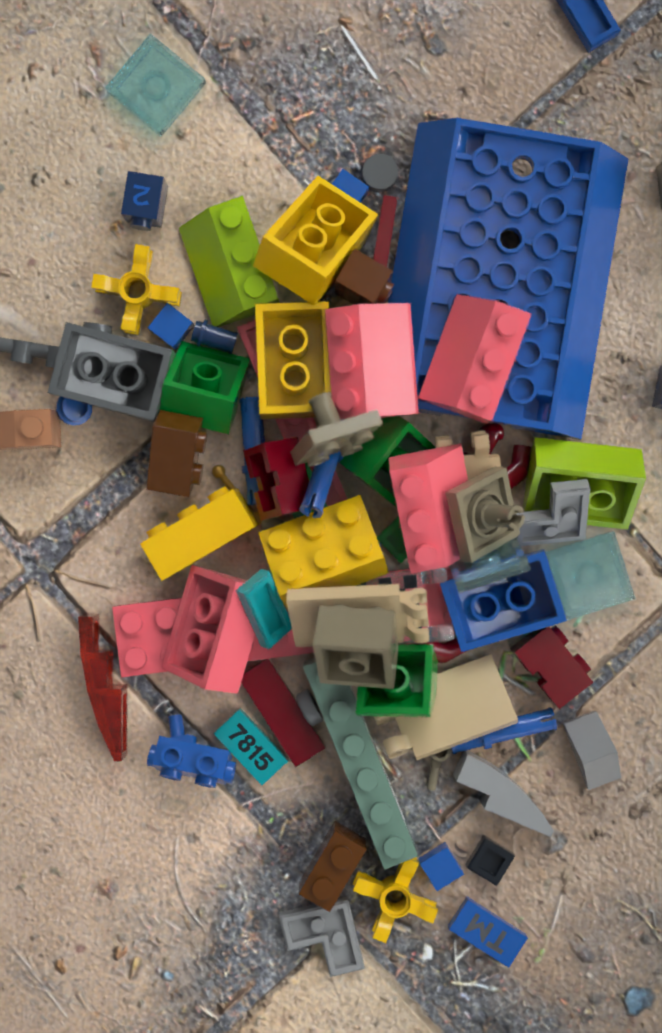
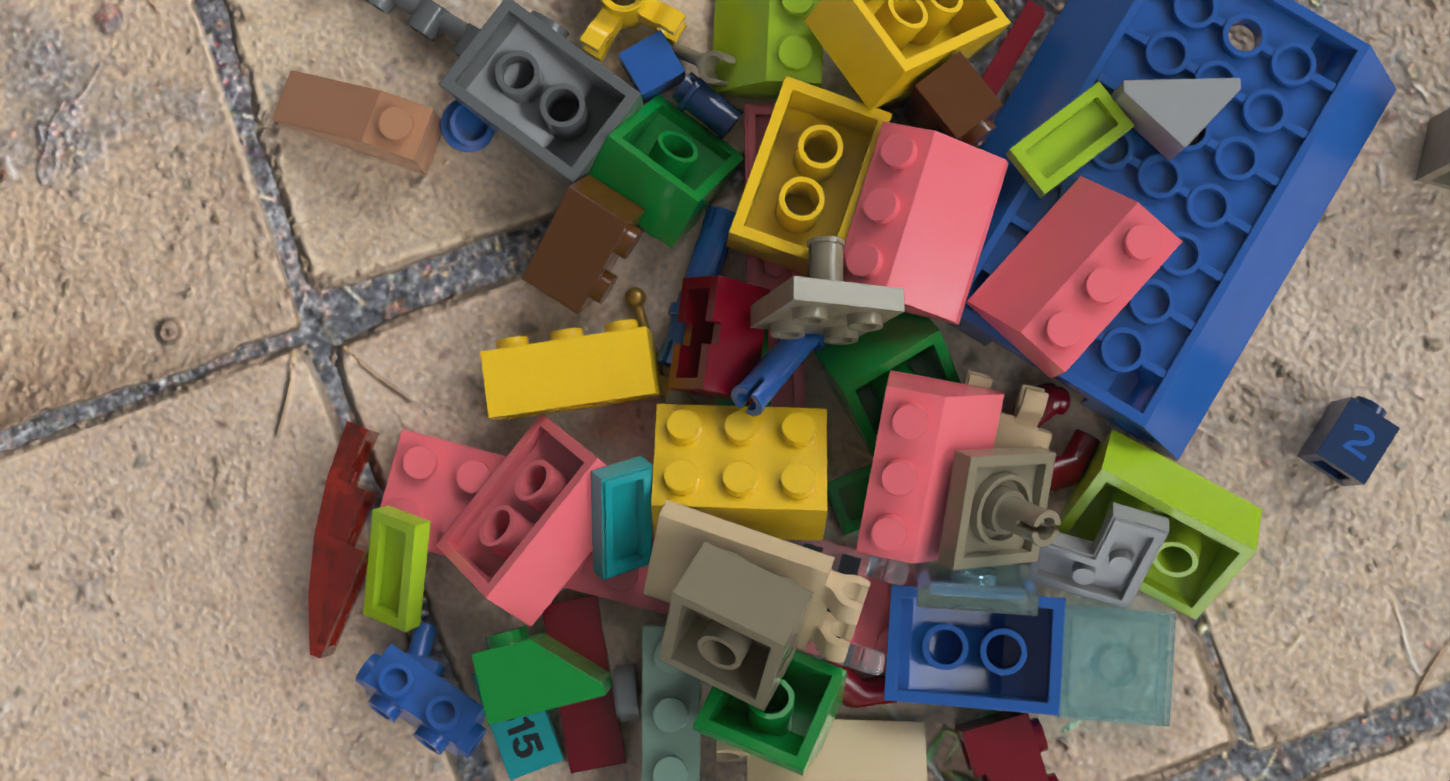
camera: 25 degrees right, 5 degrees down
(143, 690) = (396, 568): none -> lime tile
(202, 311) = (704, 62): none -> dark tan hand
(251, 720) = (533, 675): none -> green slope
(441, 274) = (1069, 139): none -> lime tile
(496, 233) = (1173, 110): none -> light grey slope

